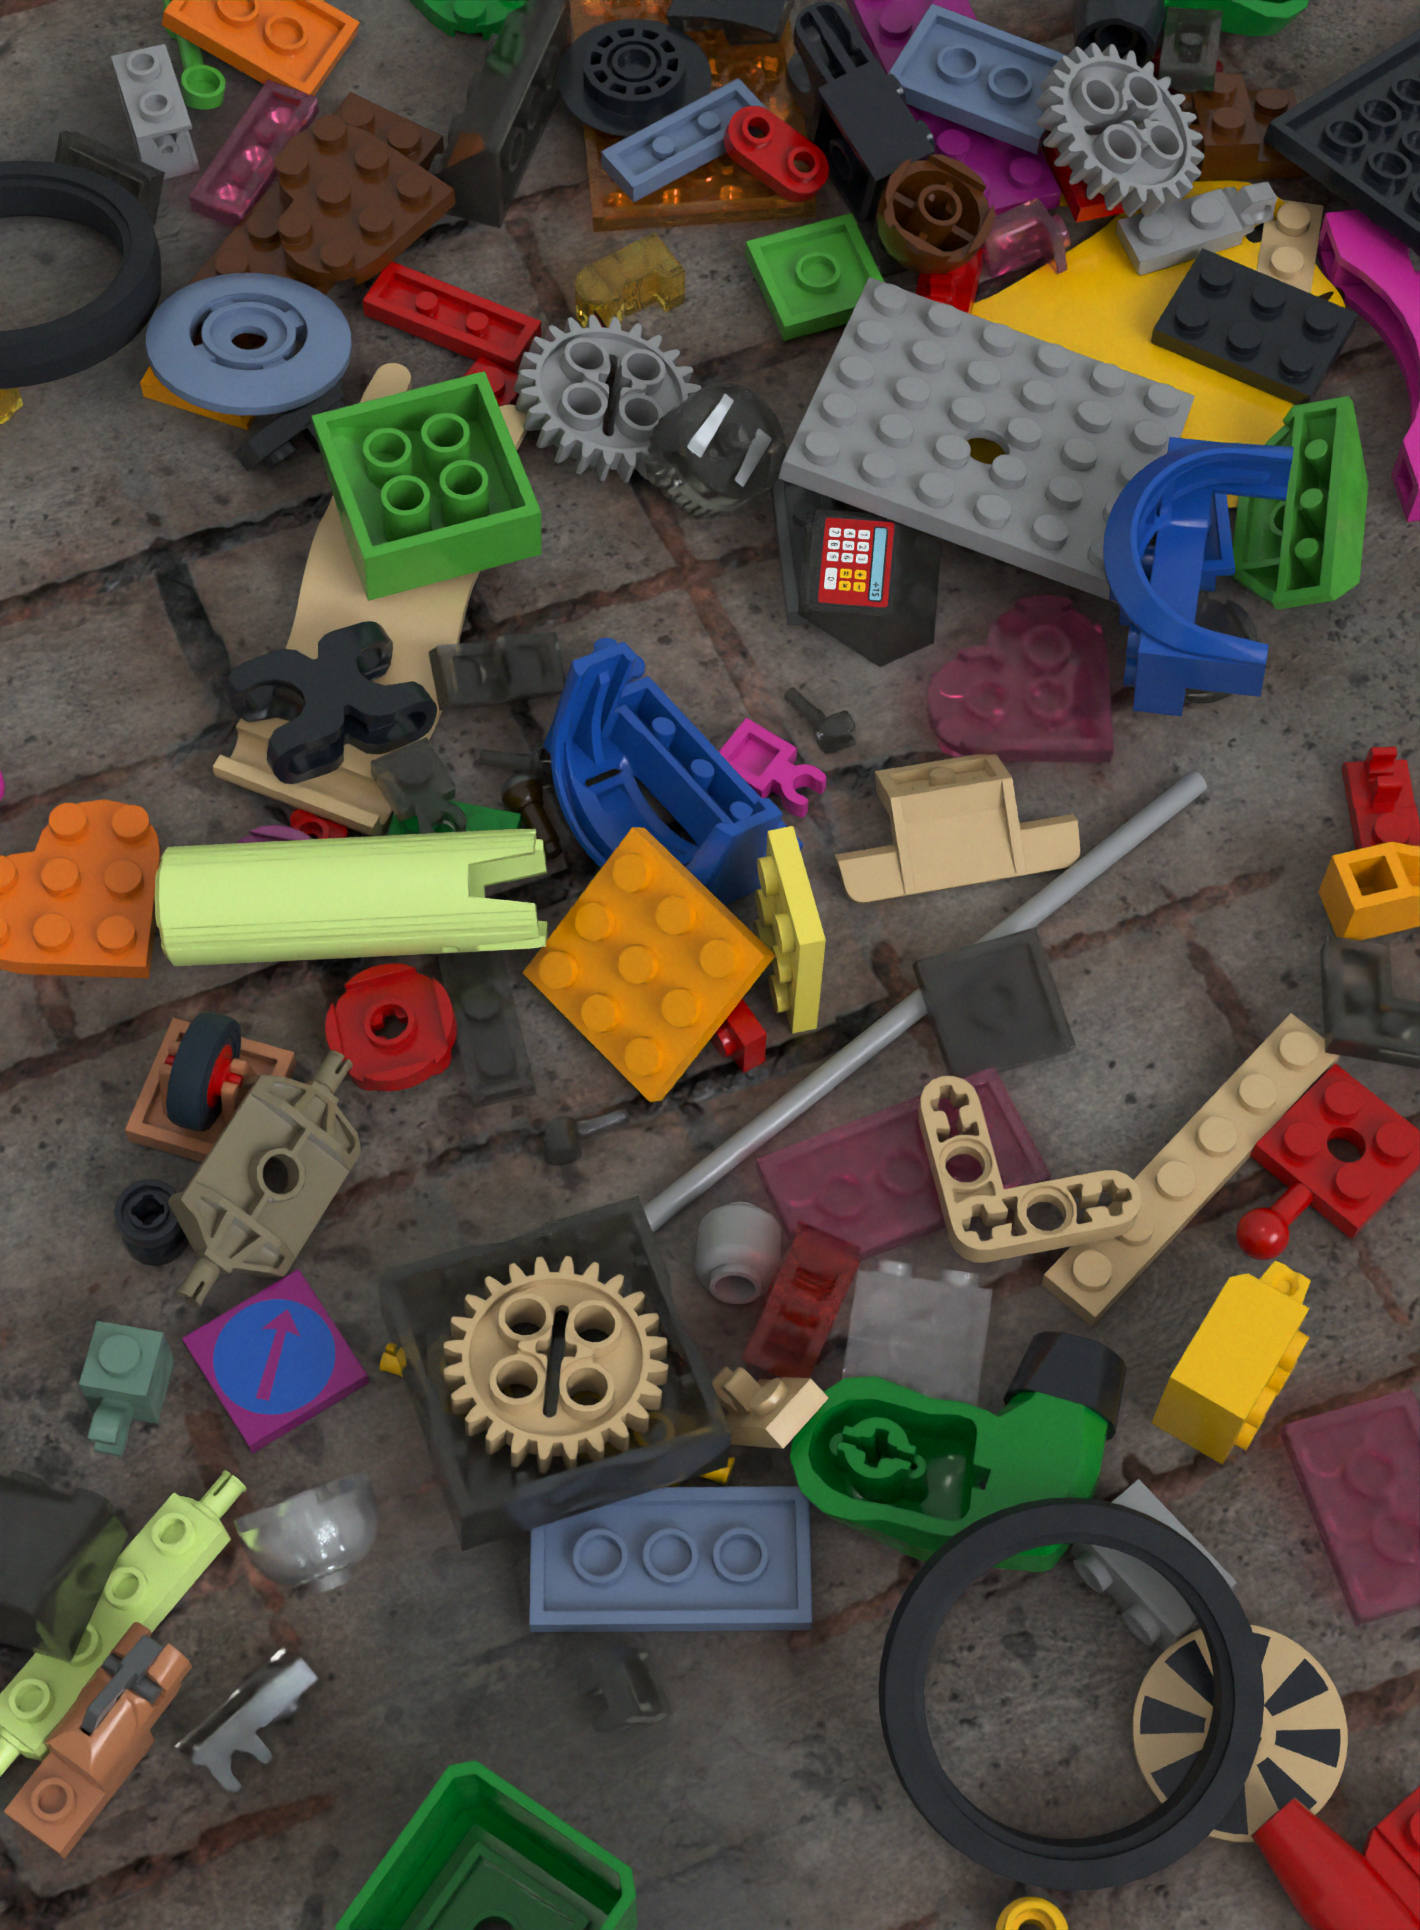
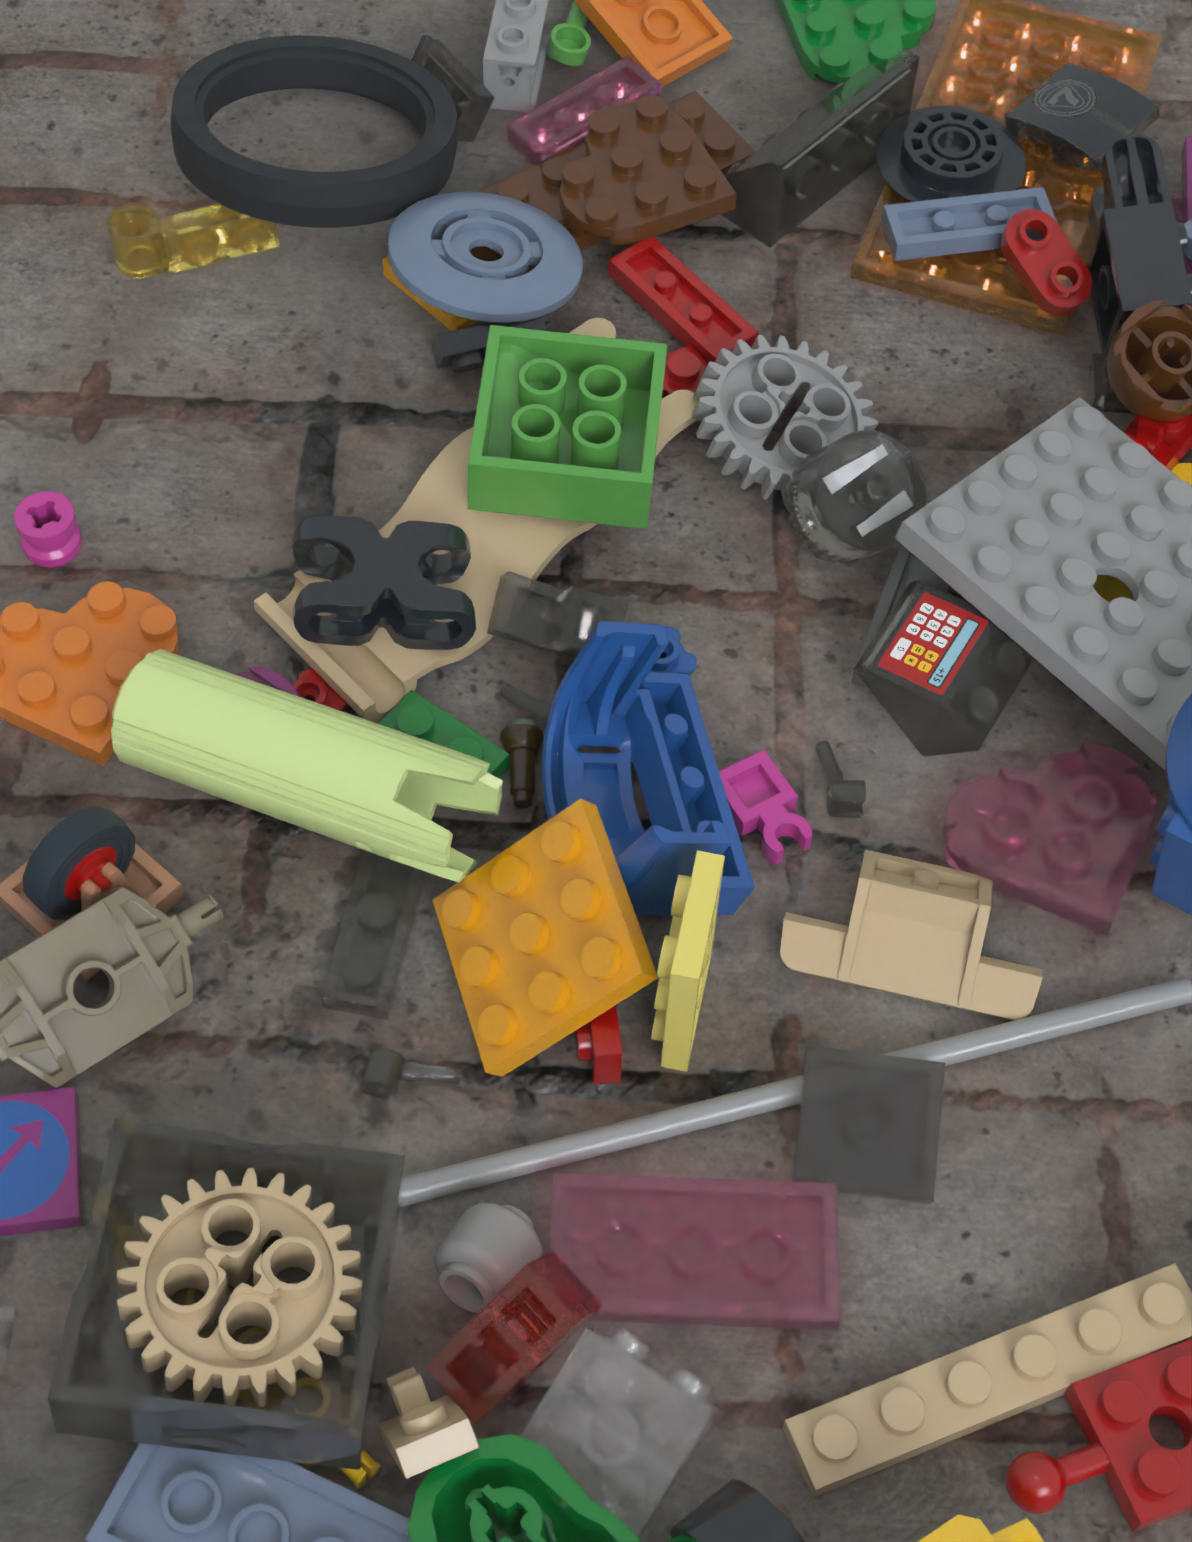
camera: 25 degrees right, 5 degrees down
(418, 785) = (422, 689): clear smoke plate -> none
(418, 1050) = (288, 932): red plate -> none
(629, 282) = (858, 328): clear yellow leg -> none
(812, 274) = (1032, 379): bright green plate -> none
(991, 1201) = (759, 1315): tan beam -> none

